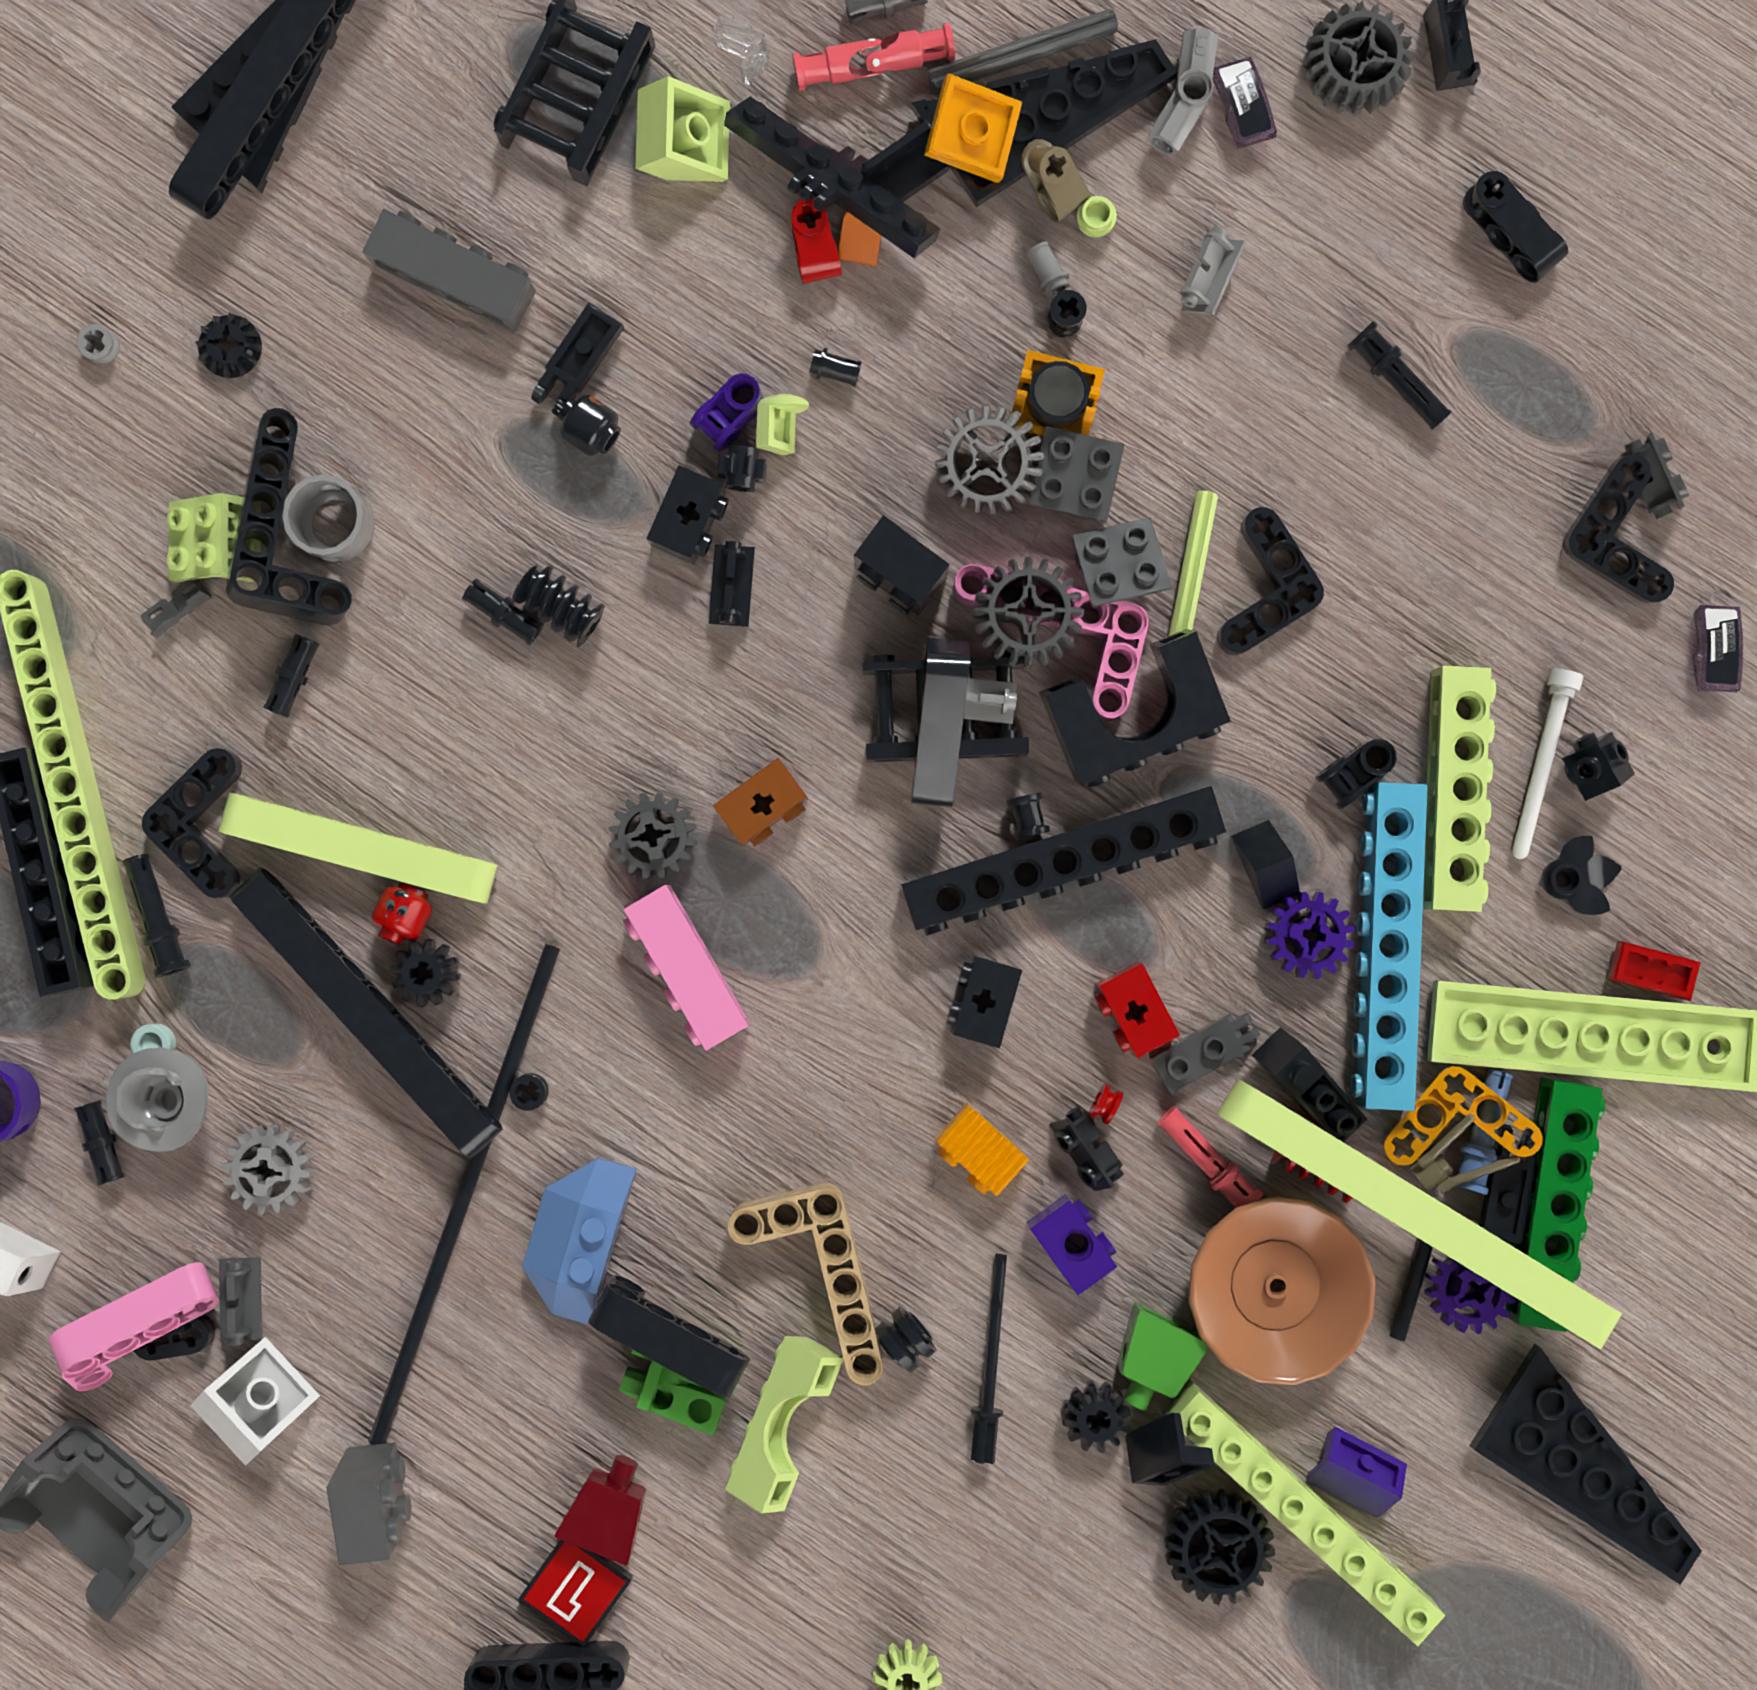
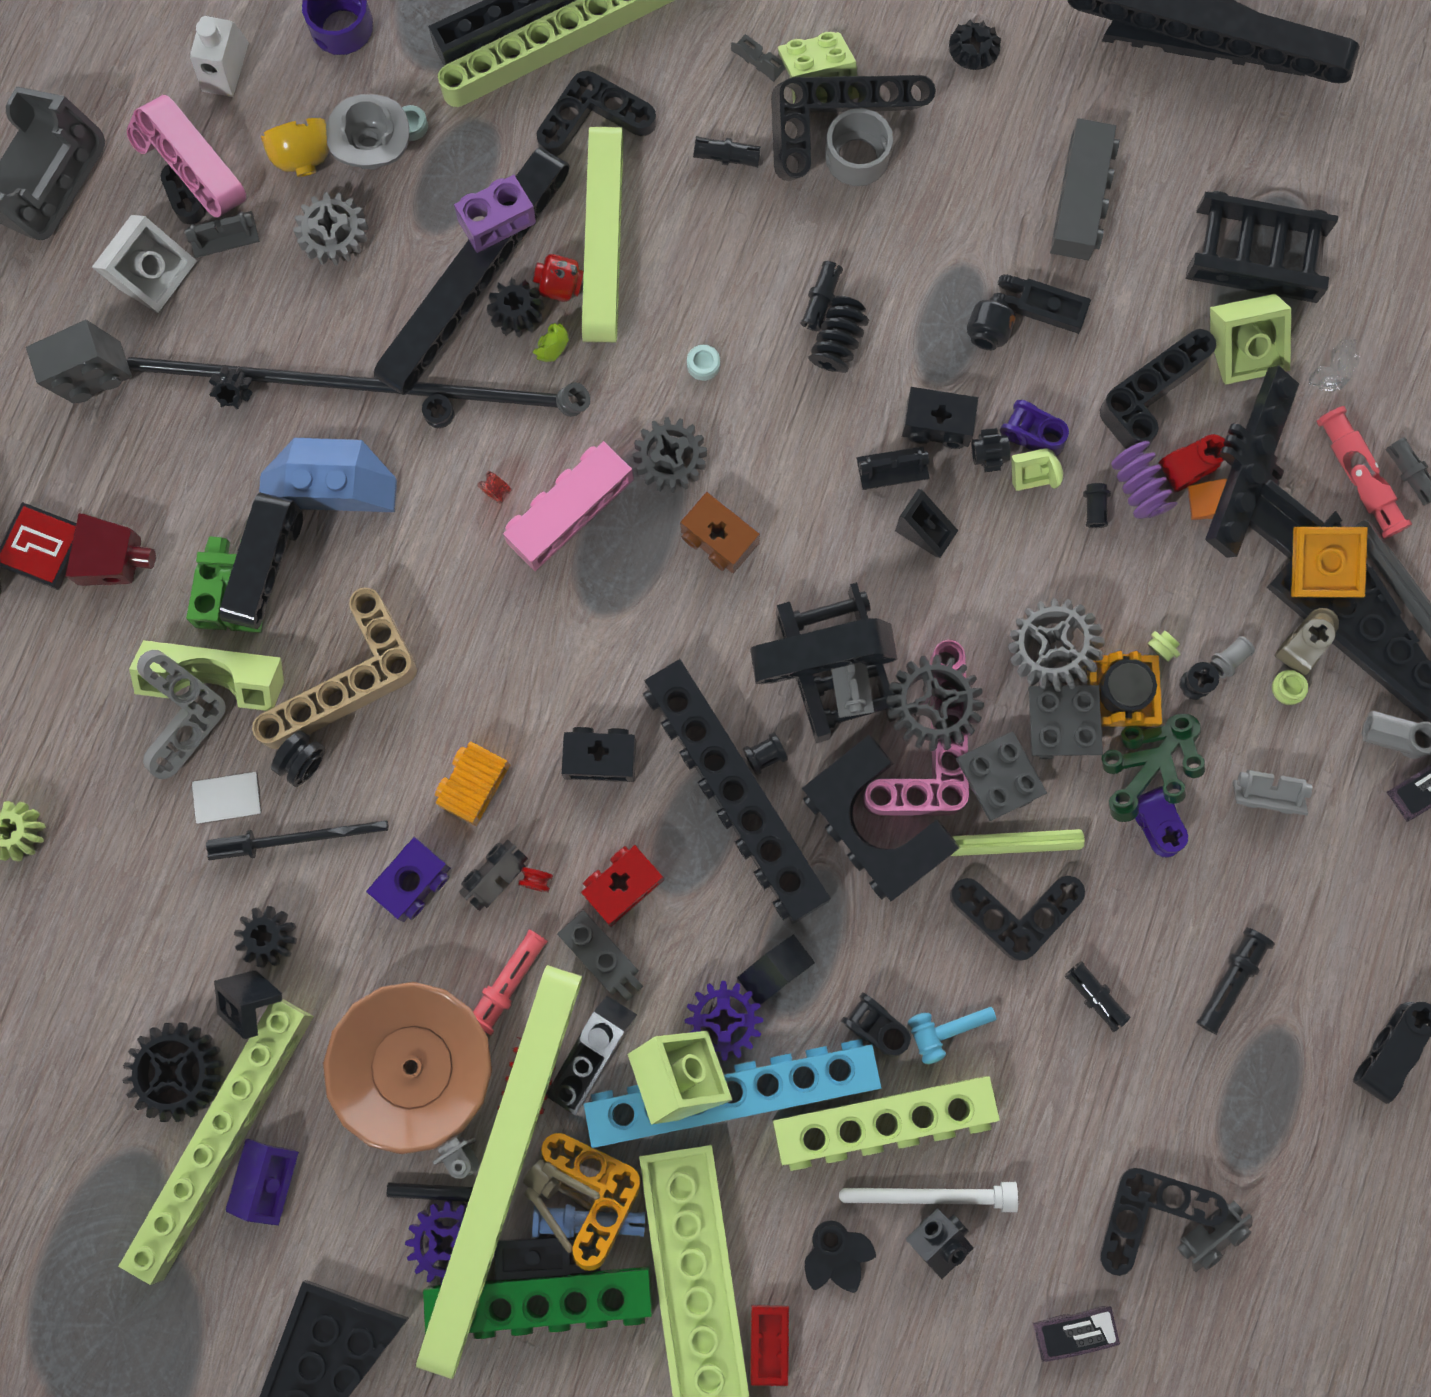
camera: 80 degrees right, 10 degrees down
(99, 1142) = (324, 101): black pin -> none
(154, 1187) = (297, 146): none -> yellow cylinder
(159, 934) = (498, 105): black pin -> none
(319, 967) = (499, 220): none -> medium lavender brick
(440, 1328) = (230, 387): none -> black gear
(481, 940) = (552, 344): none -> lime plate
(547, 769) = (703, 362): none -> light aqua tile
(561, 920) = (573, 409): none -> dark grey bush
(640, 1047) = (494, 487): none -> clear red bush
(710, 253) = (1159, 381): none -> black beam
(811, 566) = (926, 525): none -> black slope
(823, 307) = (1141, 481): none -> medium lavender piece
(824, 1453) = (190, 715): none -> light grey beam
(899, 567) = (947, 588): black brick -> none
(924, 1428) = (226, 797): none -> white sticker
(1016, 340) = (1164, 645): none -> yellowish green plate
(1145, 388) = (1154, 761): none -> dark green plant
(1157, 1355) = (328, 976): bright green torso -> none
(1204, 403) = (1160, 819): none -> dark purple piece
(1368, 998) = (679, 1076): none -> yellowish green slope
(1379, 718) = (929, 1037): none -> medium azure piece
(1380, 526) = (1097, 996): none -> black pin
(1391, 1256) = (458, 1157): none -> light grey hinge

